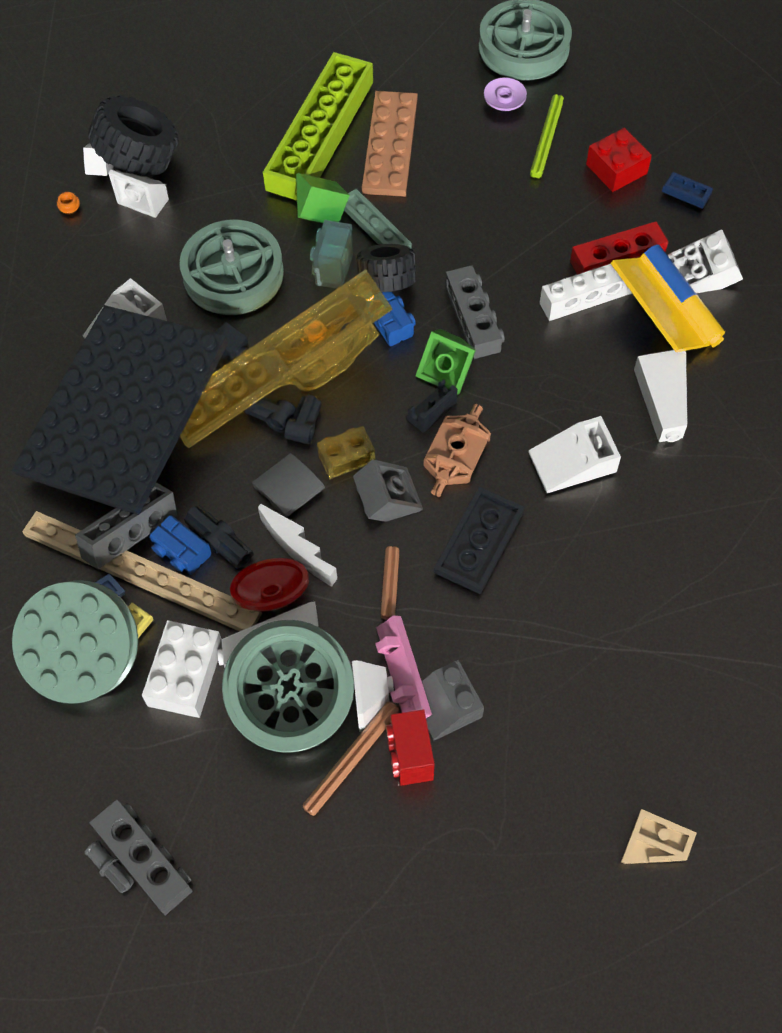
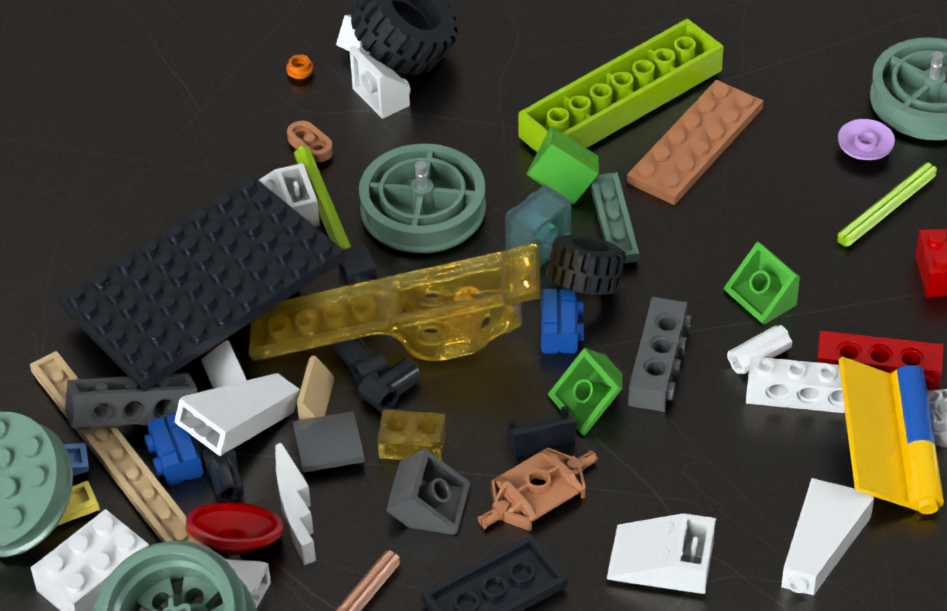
camera: 30 degrees right, 15 degrees down
(118, 259) = (307, 135): none -> nougat plate
(170, 309) = (325, 205): none -> lime axle
(181, 471) = (222, 366): none -> white slope
(212, 496) = (236, 411): none -> white slope
(253, 451) = (315, 390): none -> tan slope
(509, 228) = (764, 284): none -> bright green slope
(536, 278) = (766, 345): none -> white axle

